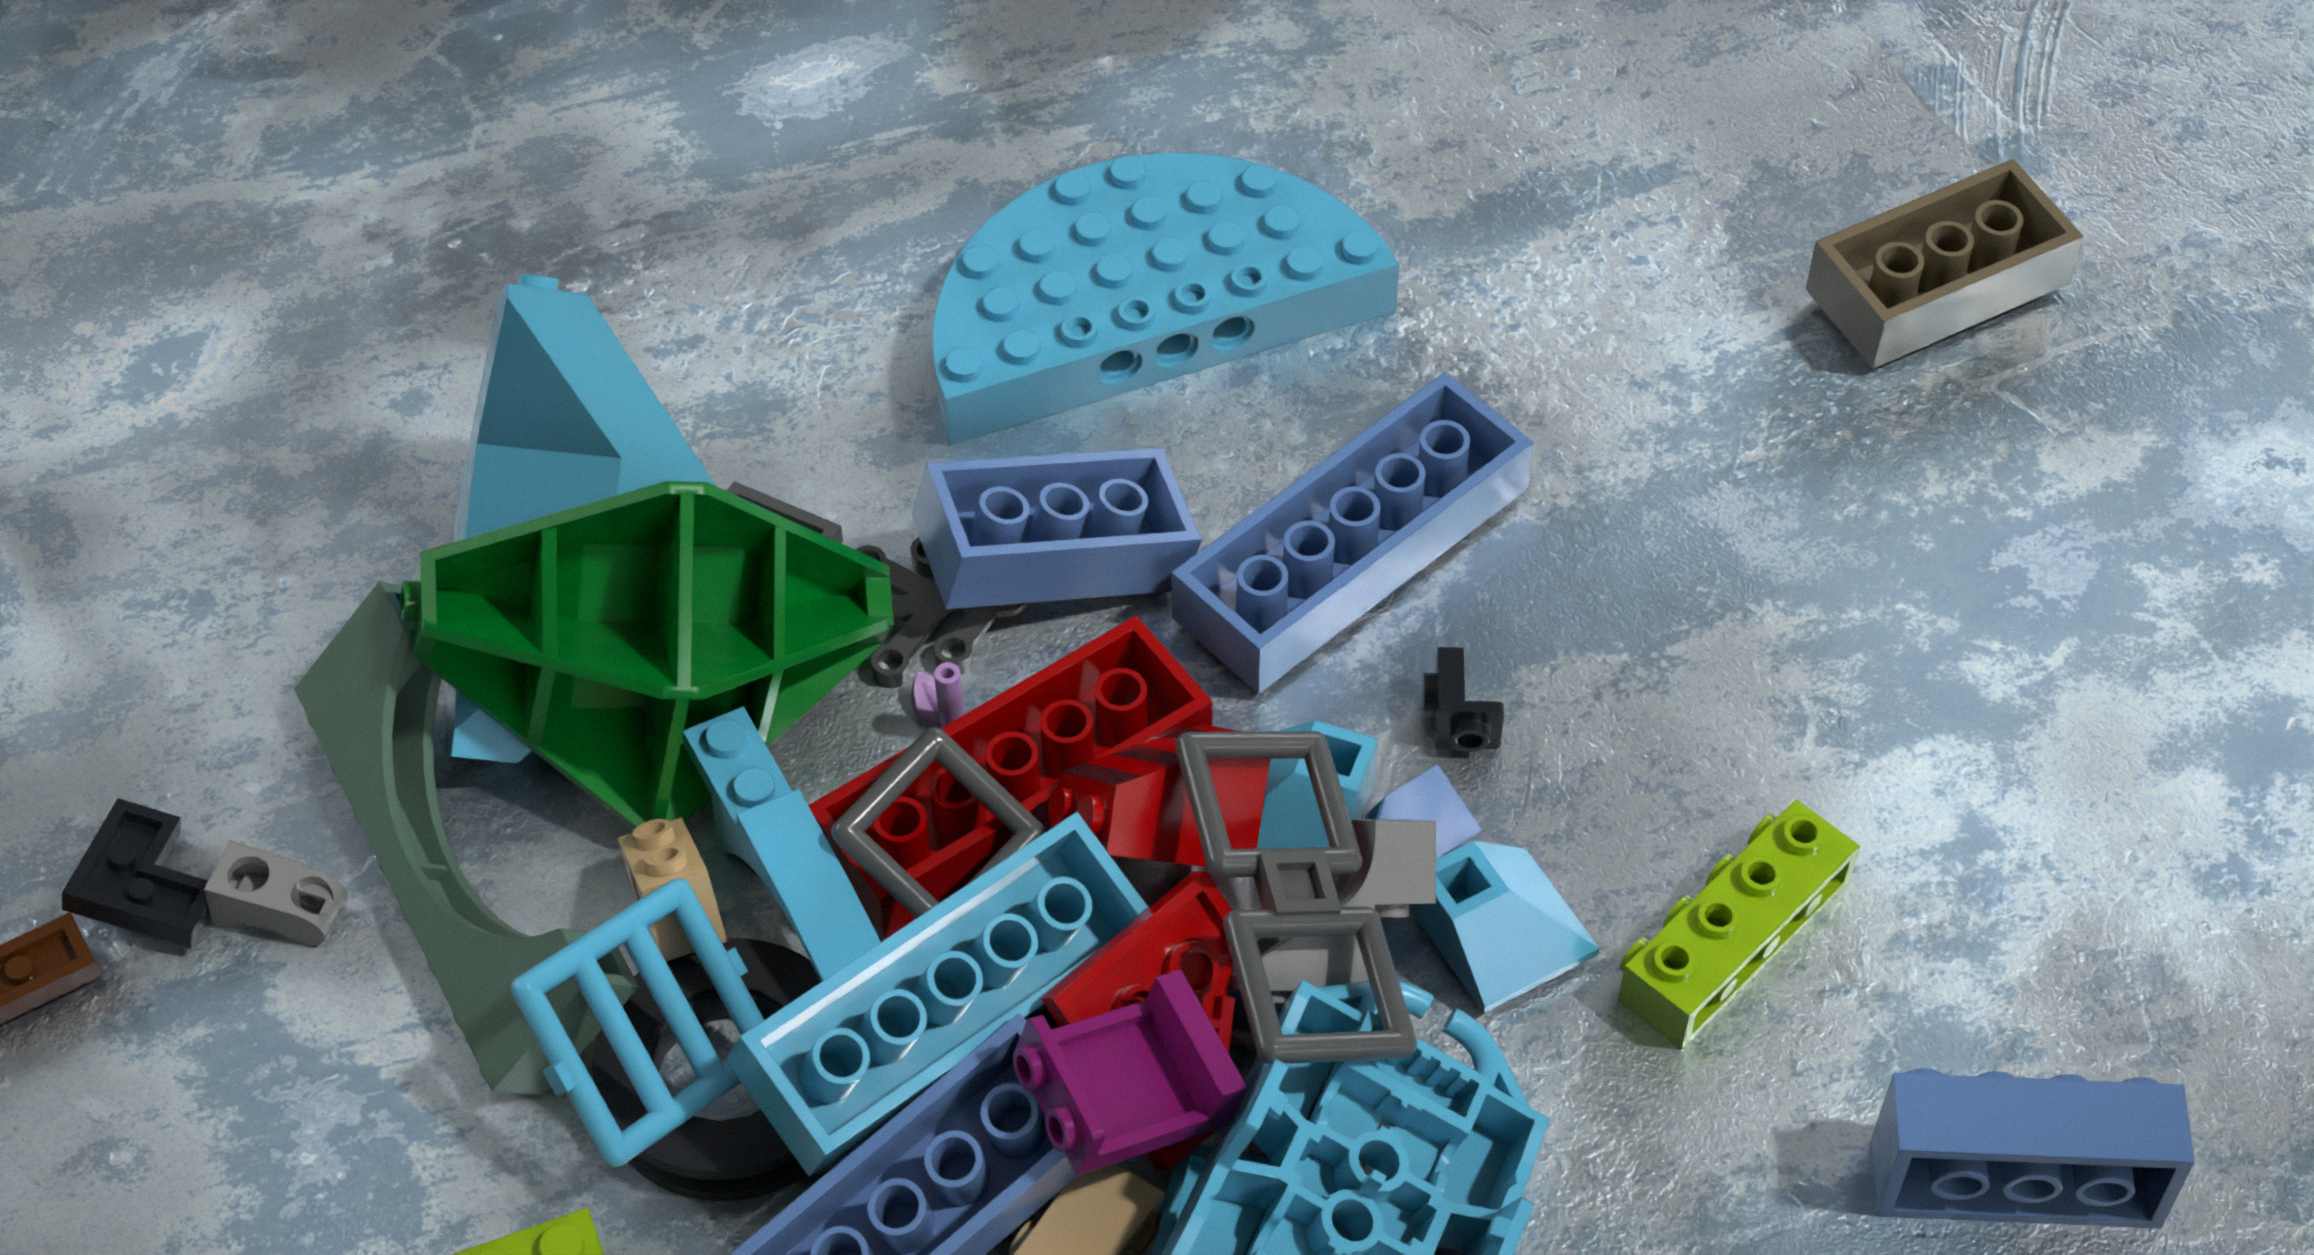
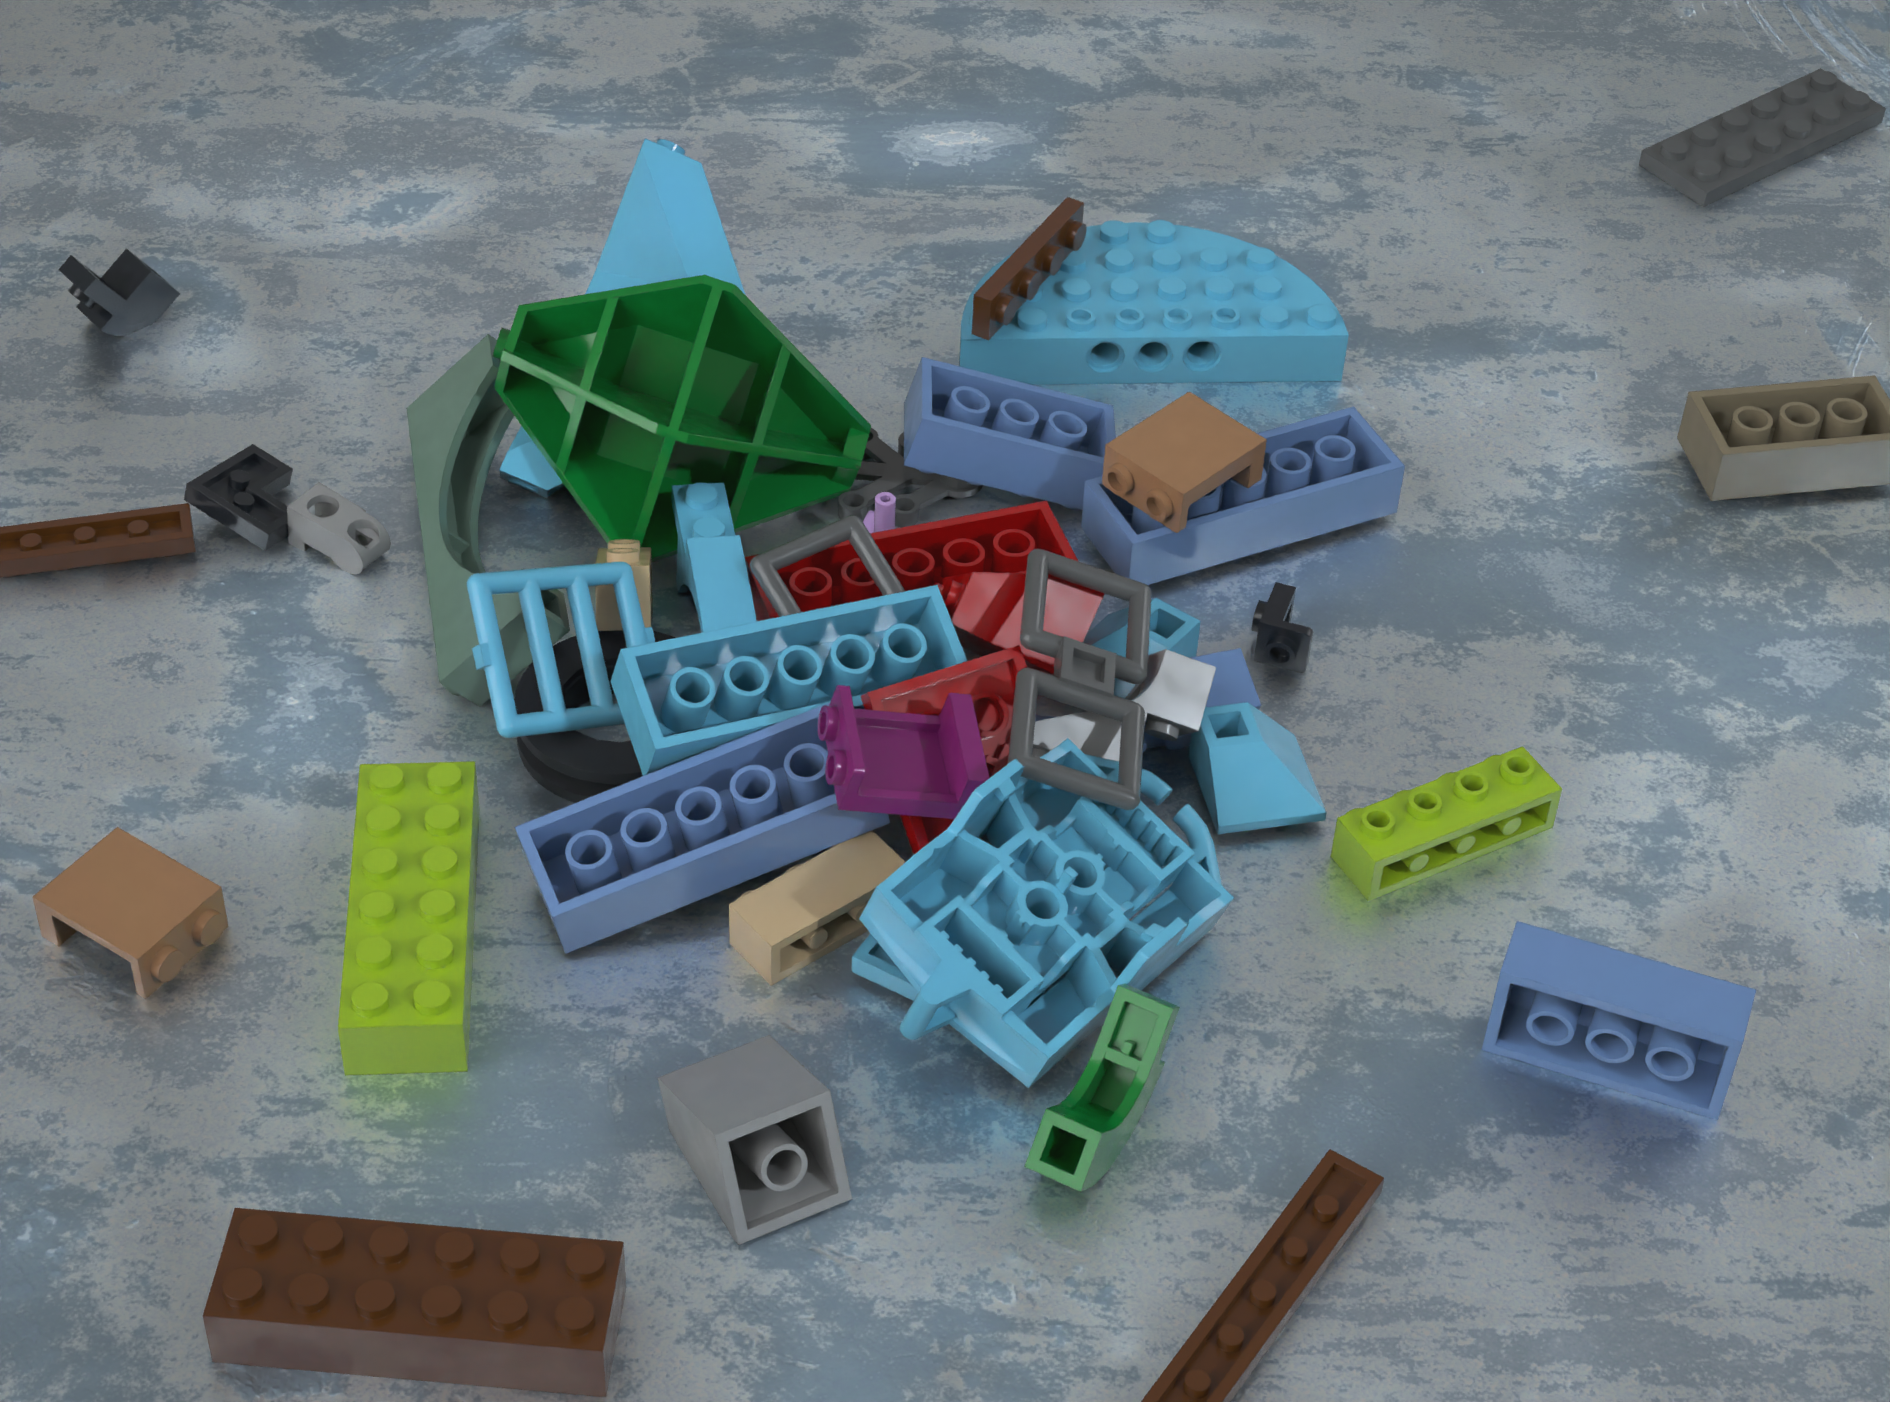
camera: 15 degrees right, 10 degrees down
(996, 294) = (1028, 268): none -> reddish brown plate
(1282, 520) = (1181, 458): none -> medium nougat panel

